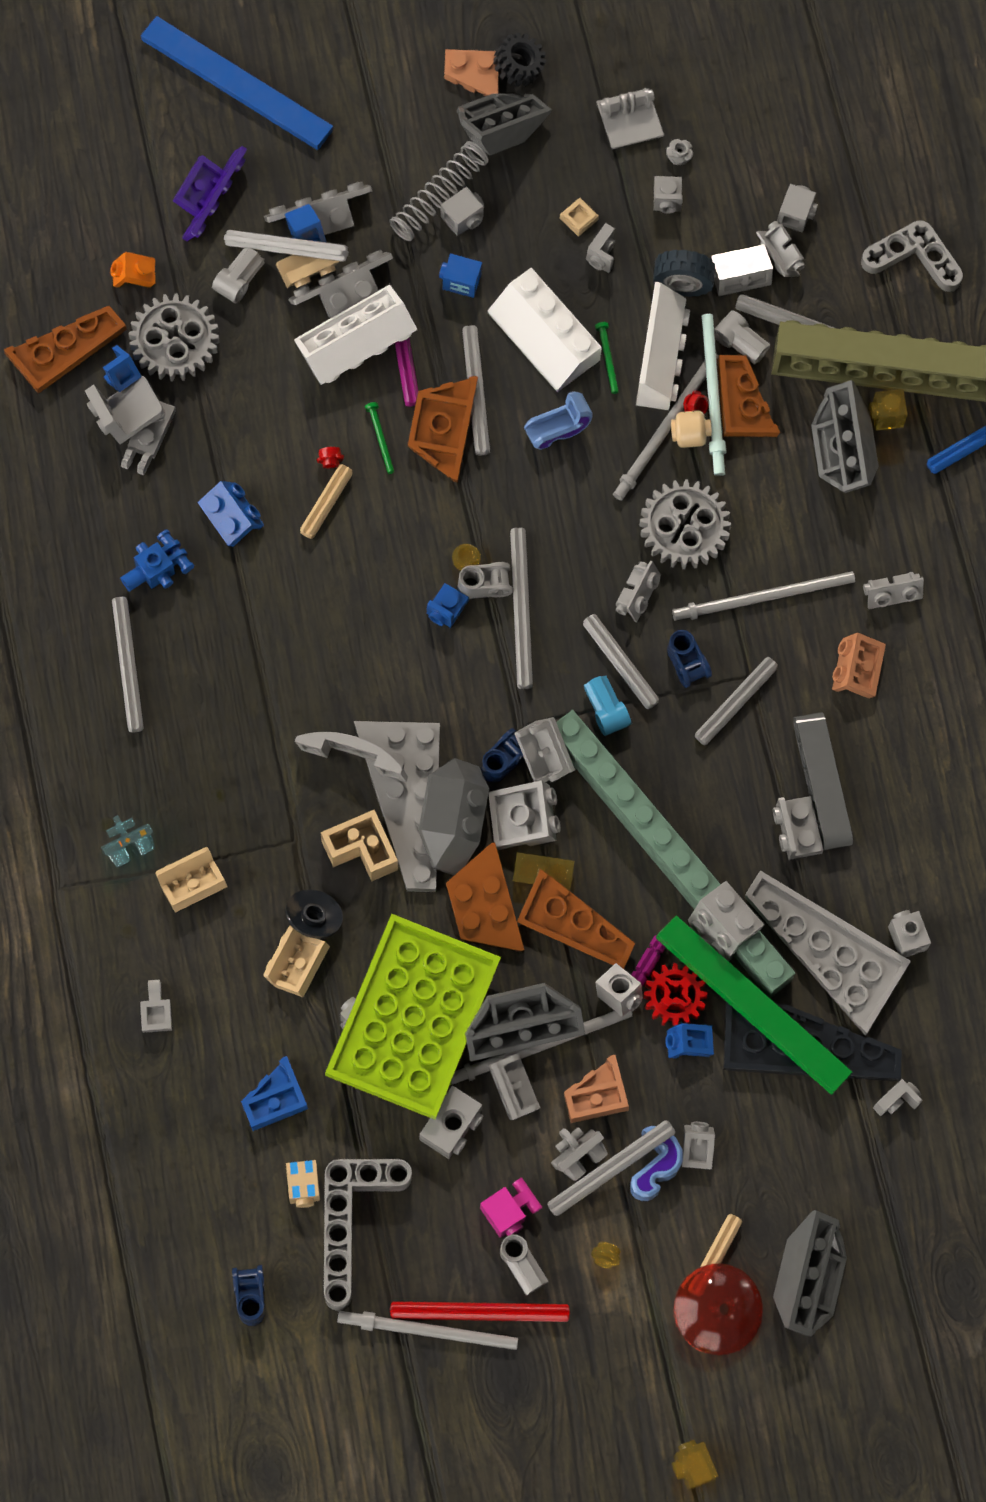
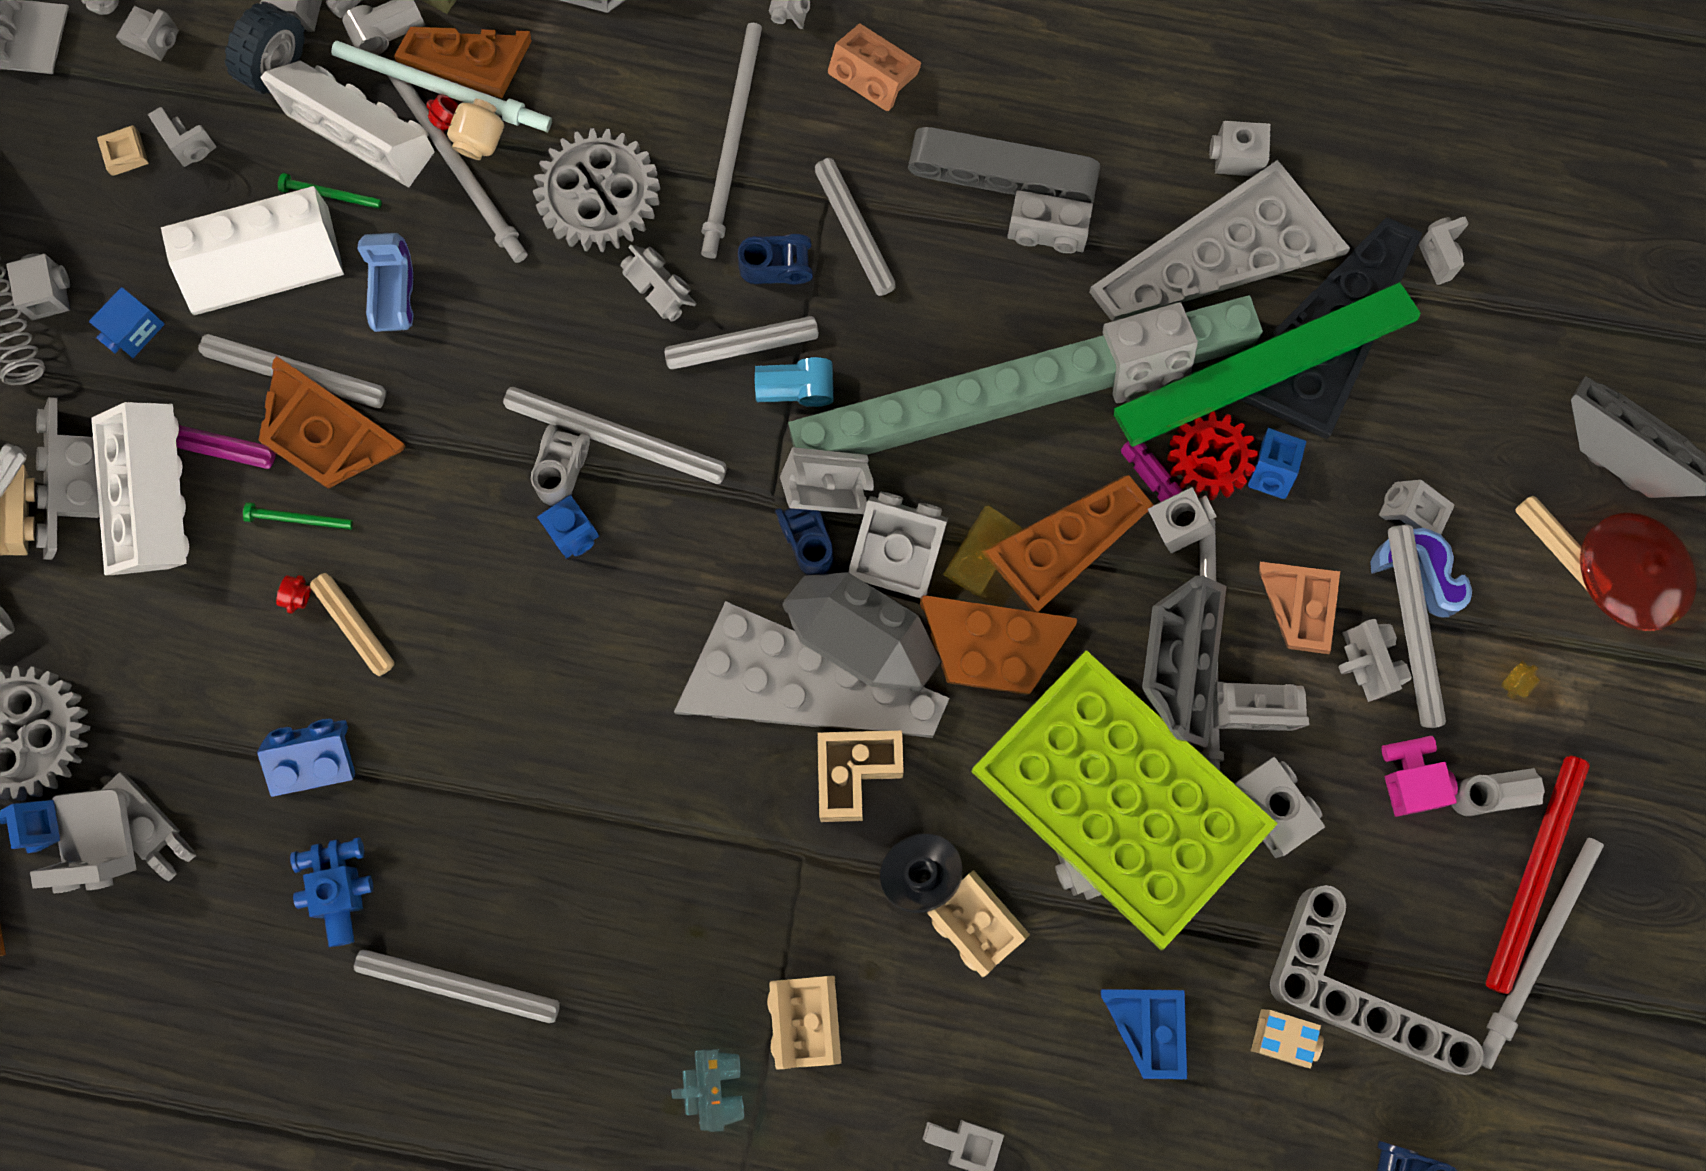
camera: 60 degrees left, 5 degrees up
(322, 742) = (688, 766): light grey slope -> none
(465, 555) = (514, 476): clear yellow plate -> none

